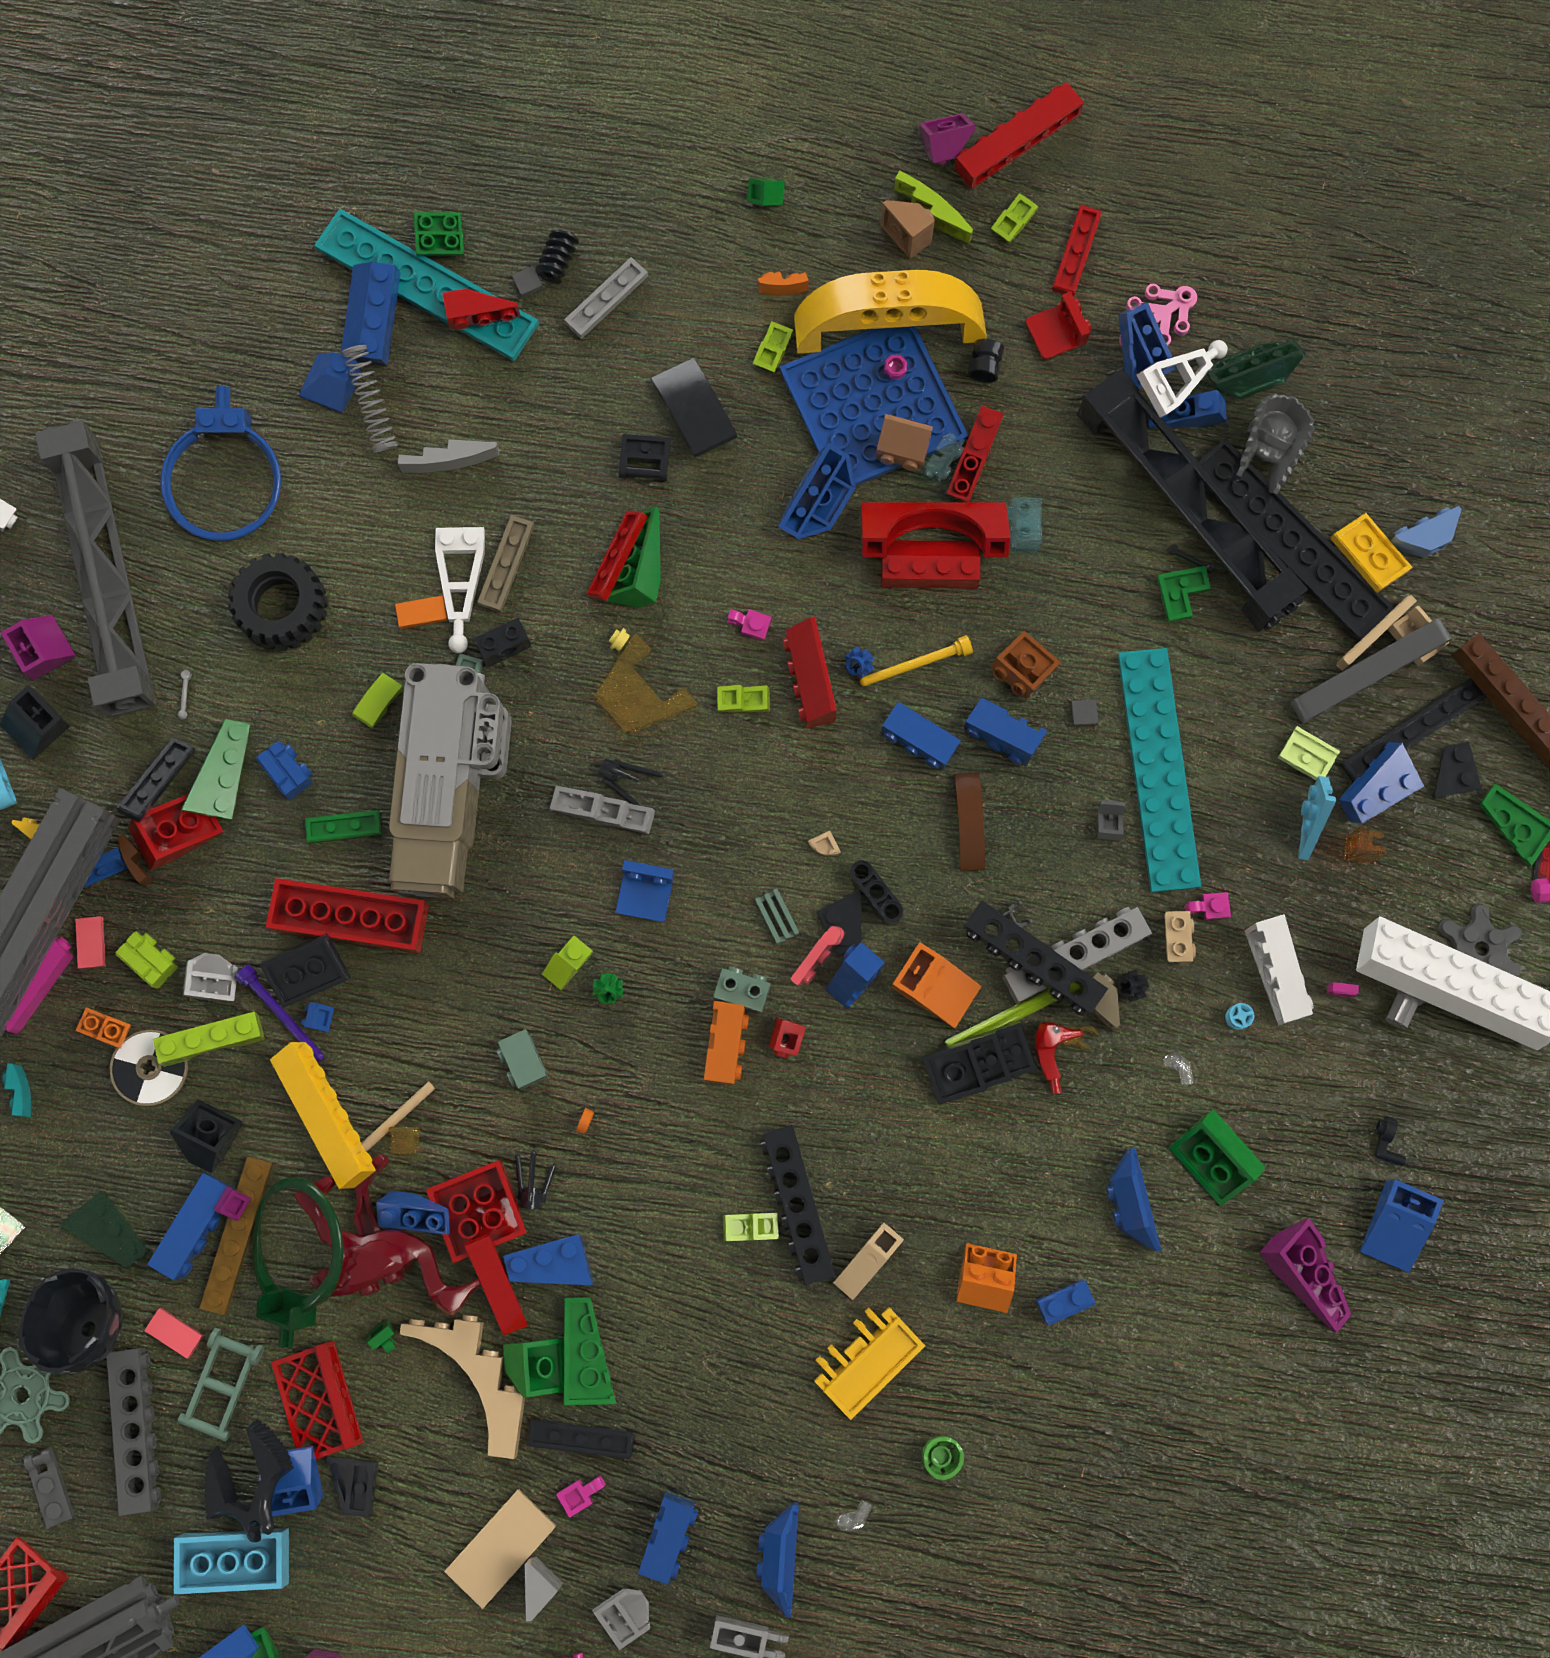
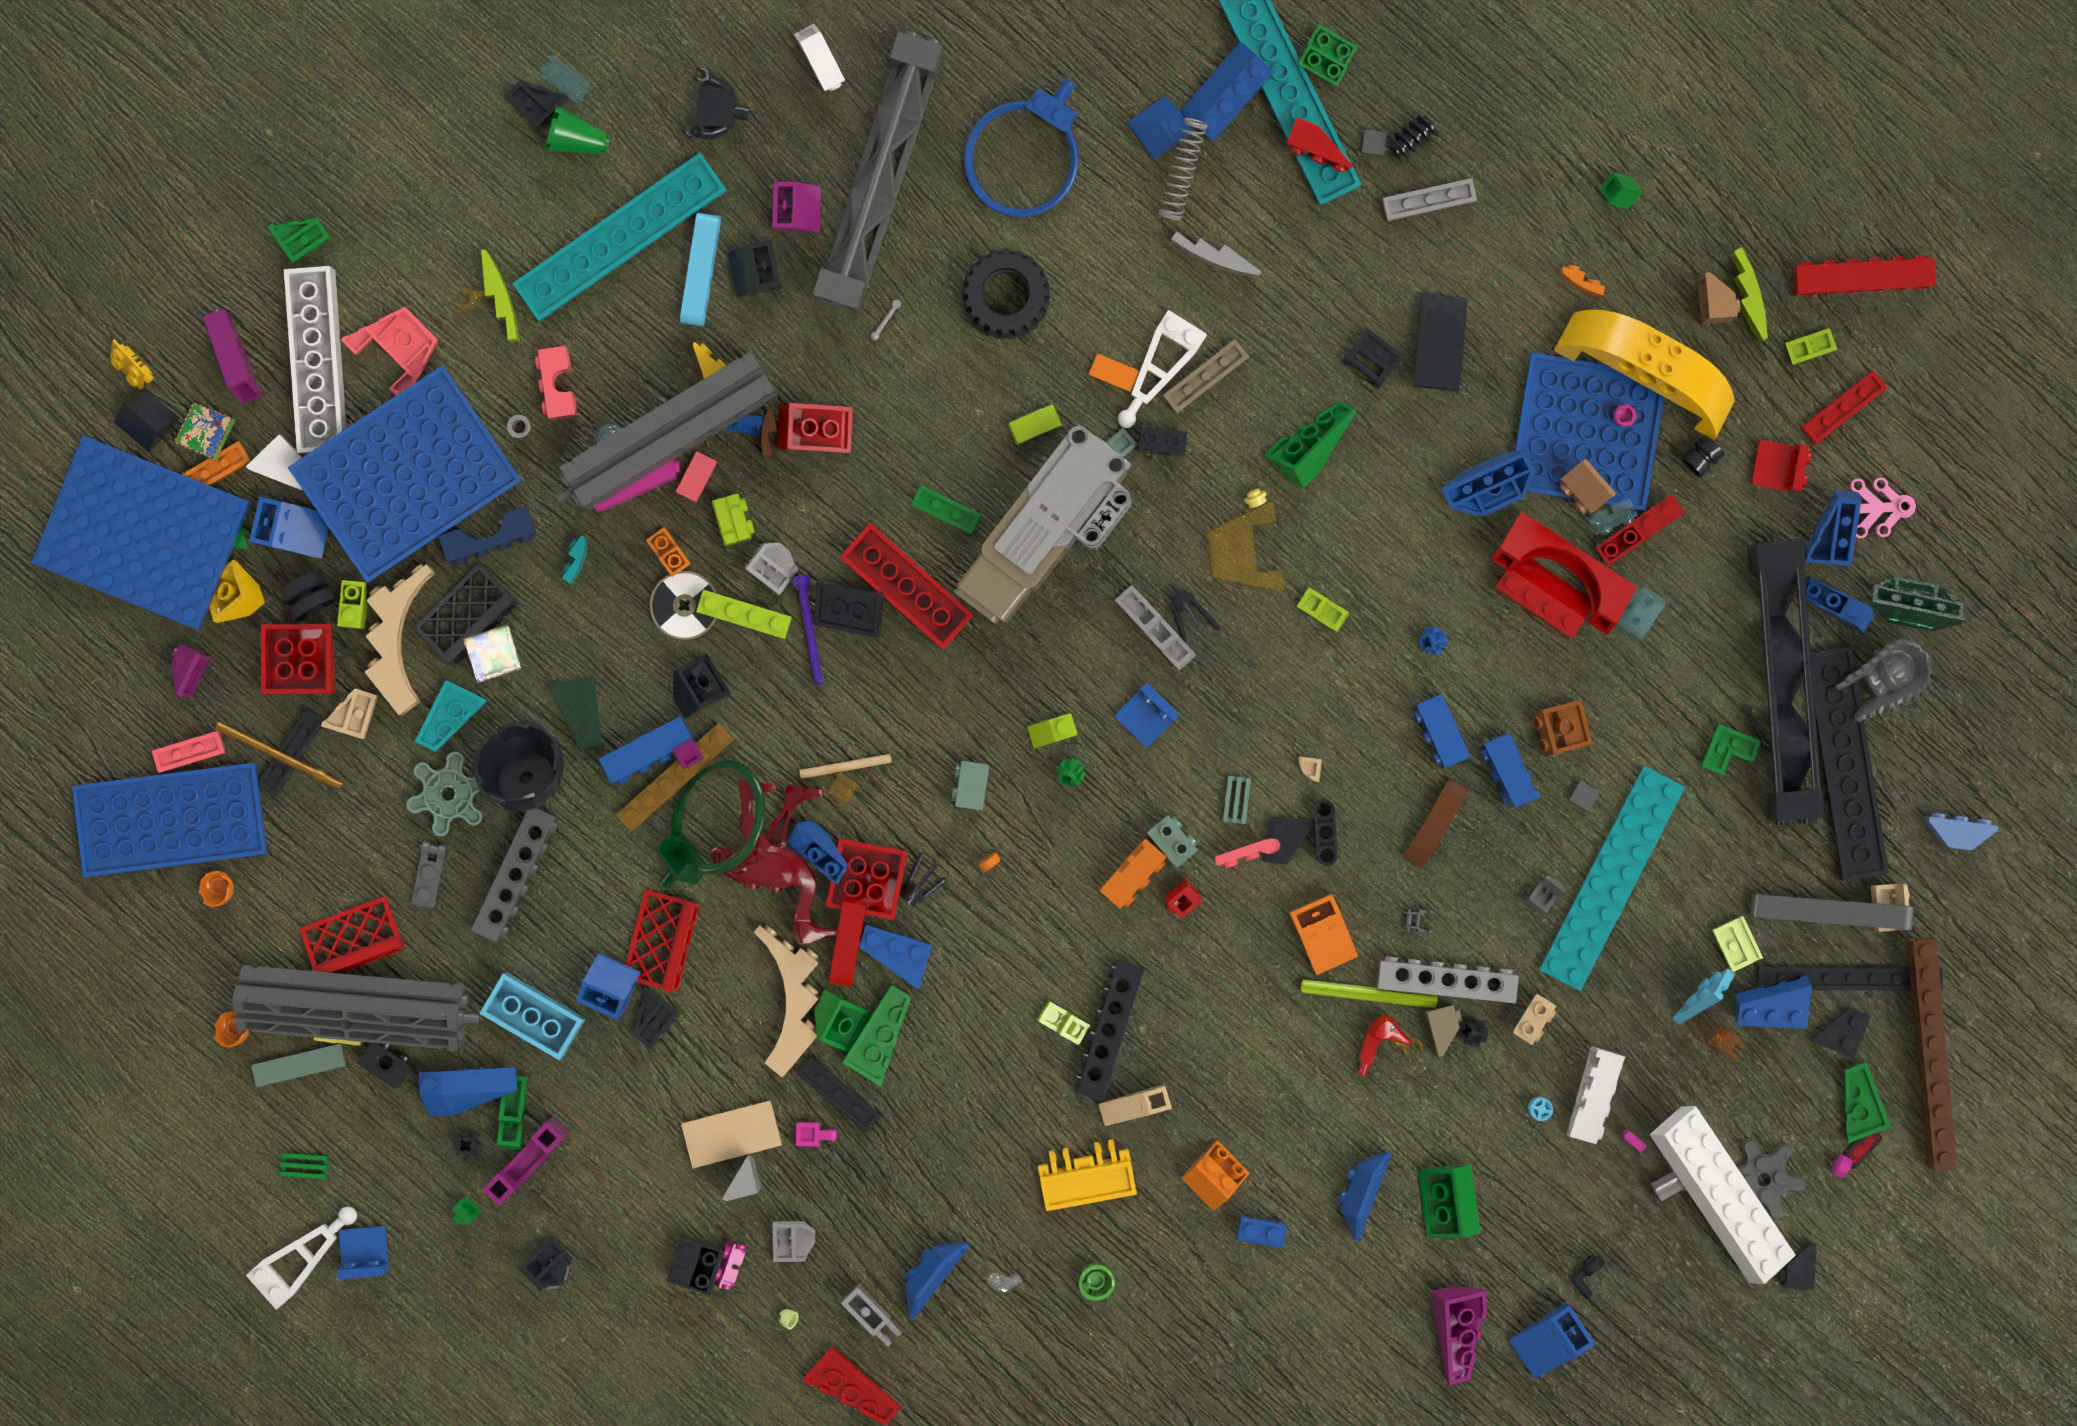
camera: 35 degrees right, 10 degrees up
(155, 779) = (824, 380): black tile -> none
(174, 1333) = (586, 820): coral tile -> none
(214, 1343) = (634, 877): sand green piece -> none
(219, 776) = (870, 411): wing -> none
(220, 1491) = (606, 969): black piece -> none
(284, 770) = (928, 435): blue brick -> none
(318, 1017) = (836, 650): blue tile -> none
(323, 1115) = (796, 730): yellow brick -> none
(382, 1336) = (739, 923): green tile -> none
(616, 555) = (1298, 427): red tile -> none
(668, 1538) = (858, 1207): blue wedge -> none
(754, 624) = (1370, 554): dark pink plate -> none
(773, 347) = (1538, 330): lime slope -> none
(810, 674) = (1388, 626): red slope -> none
(855, 974) = (1265, 887): blue wedge -> none
(946, 136) = (1803, 238): magenta slope -> none
(960, 647) = (1522, 680): yellow piece -> none
(979, 1062) = (1317, 1013): black slope -> none
(1049, 959) = (1438, 1017): black brick -> none
(1157, 386) = (1820, 574): white plate -> none
(1182, 1065) = (1470, 1115): clear arm -> none
(1212, 906) = (1578, 1011): dark pink plate -> none
(1371, 552) = (1902, 816): yellow tile -> none
(1377, 631) = (1841, 886): tan tile -> none

